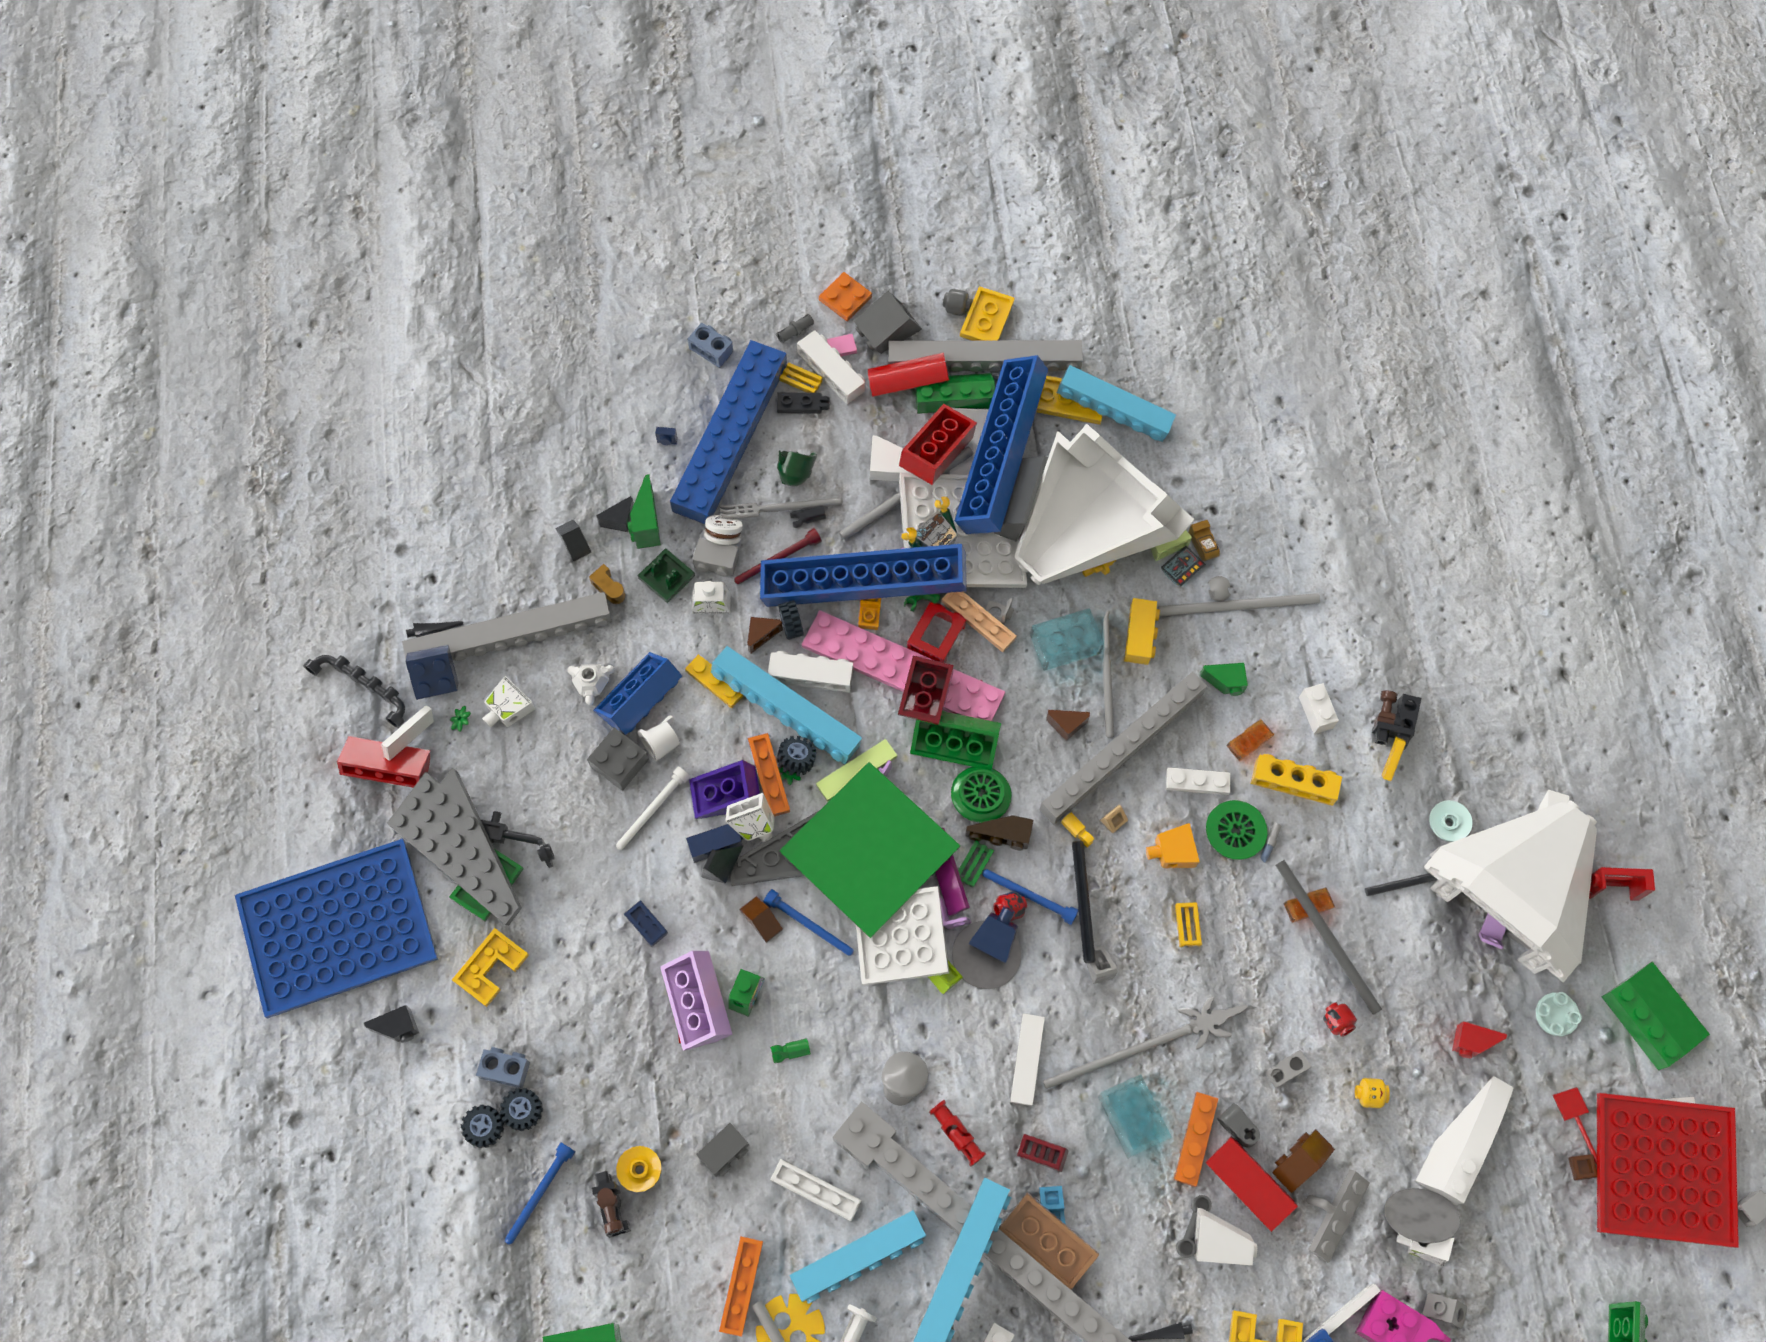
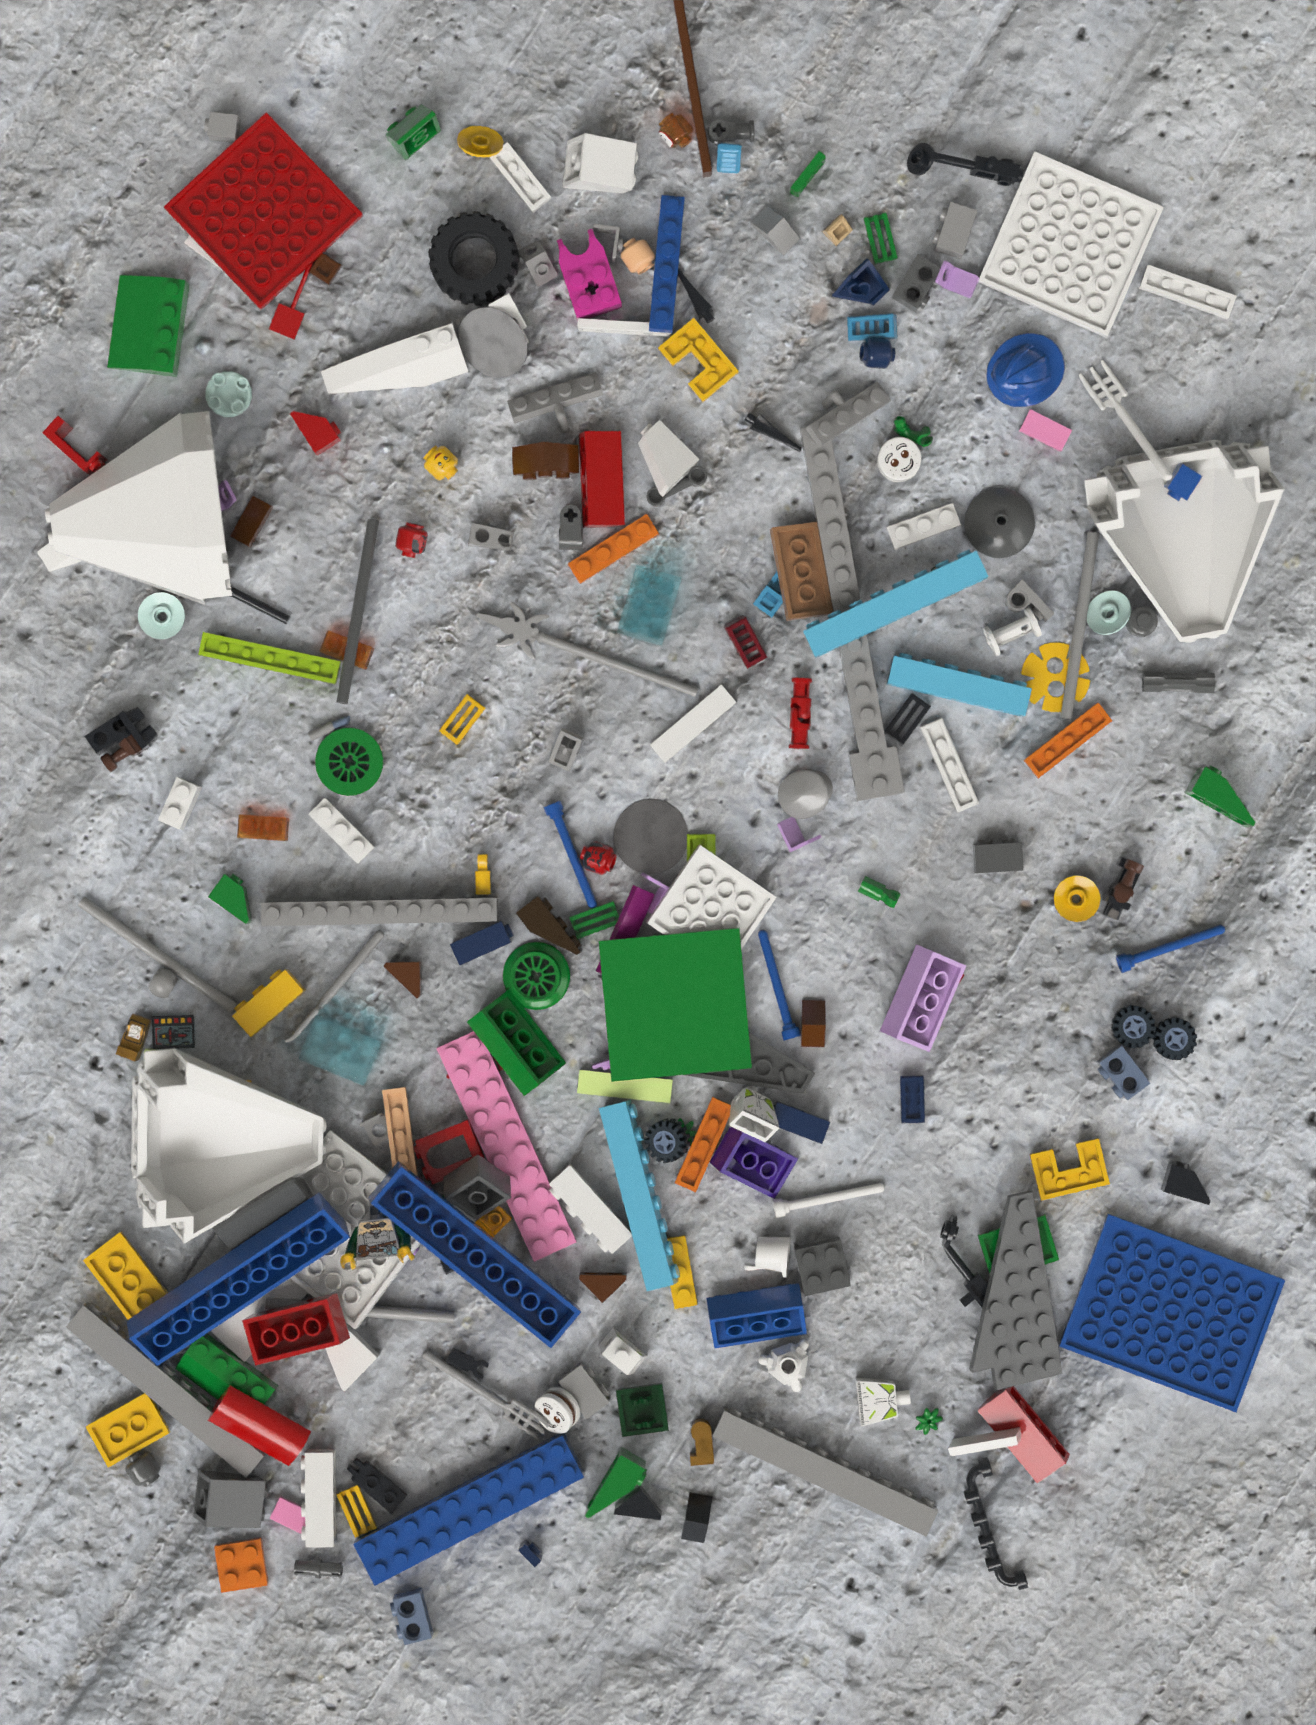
camera: 140 degrees left, 20 degrees up
(423, 629) = (898, 1536): black piece -> none
(432, 672) = (922, 1482): dark blue brick -> none
(721, 864) = (810, 1095): black slope -> none
(745, 992) = (876, 971): green torso -> none
(791, 620) = (569, 1270): black wheel -> none
(795, 467) = (443, 1416): dark green helmet -> none
(811, 538) = (483, 1338): dark red piece -> none
(874, 1178) = (895, 735): none -> black tile
(887, 1039) = (793, 835): none -> lavender bracket
(899, 621) = (477, 1187): none -> dark grey brick
(926, 690) = (511, 1101): dark red slope -> none
(996, 935) = (632, 843): dark blue torso -> none
(1037, 783) = (482, 942): none -> dark blue brick
(1083, 902) = (534, 810): black axle -> none
(1114, 819) = (442, 858): tan slope -> none
(1116, 403) = (93, 1235): medium azure brick -> none
(1175, 848) = (416, 790): light orange torso -> none
(1285, 783) = (283, 786): yellow brick -> none
(1354, 854) = (269, 658): none -> lime plate
(1393, 759) = (160, 706): yellow tile -> none
(1455, 938) = (251, 521): none -> reddish brown slope
(1522, 1260) = (464, 228): none -> black tyre

